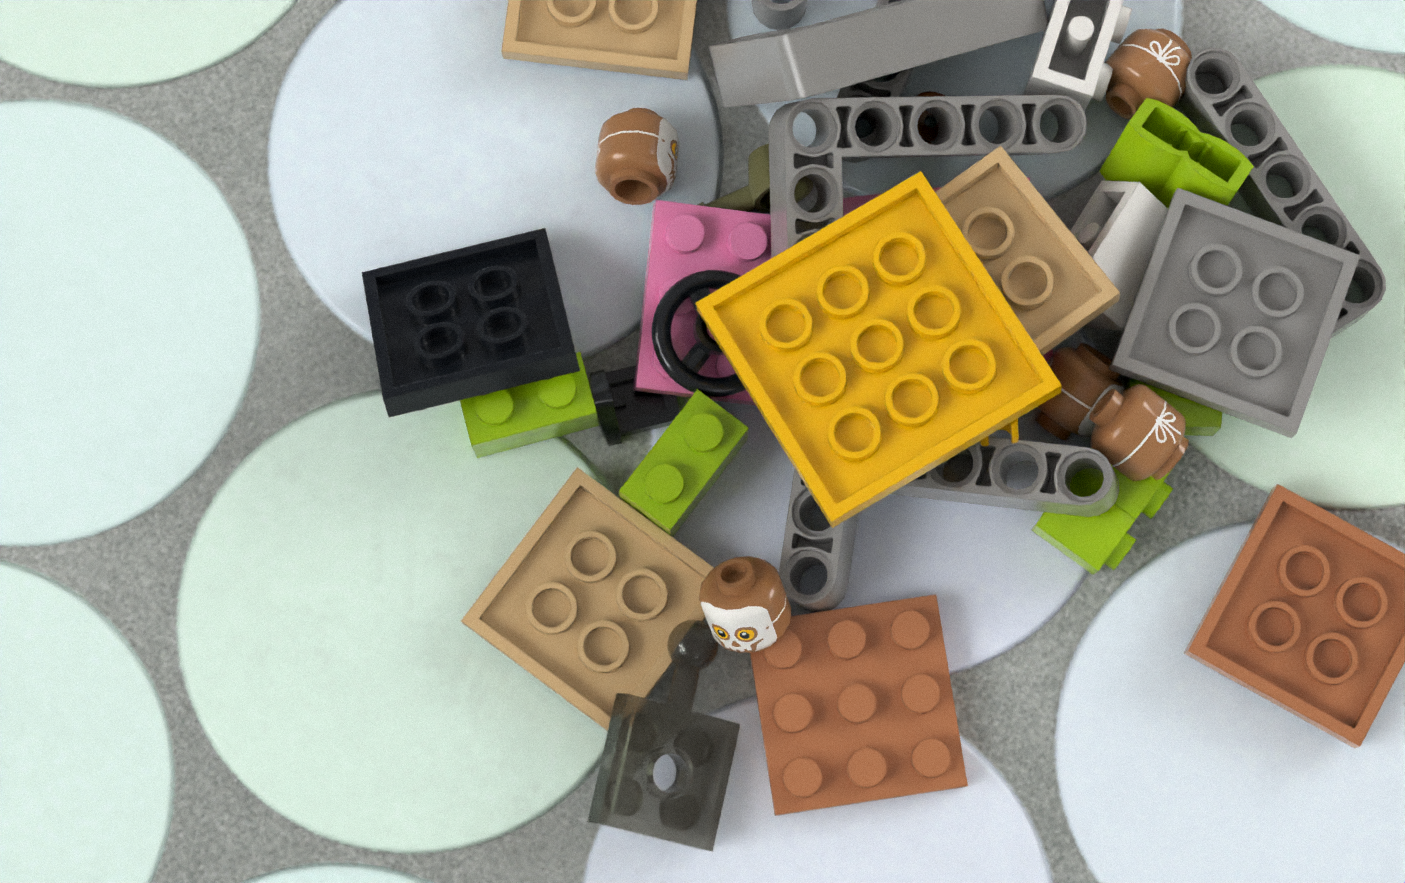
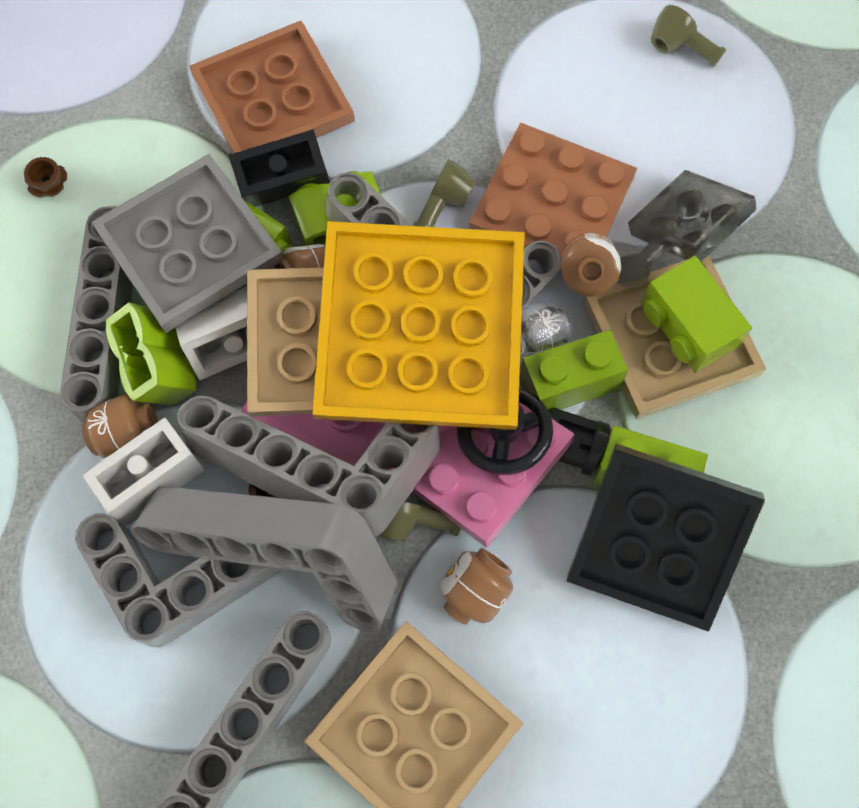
camera: 145 degrees left, 10 degrees down
(583, 615) = (694, 314): none -> lime brick
(754, 491) = (543, 329): none -> clear head
(990, 629) = (450, 189): none -> olive bar
(1138, 432) = (295, 207): medium nougat head -> none
(1211, 497) = (278, 168): none -> black brick

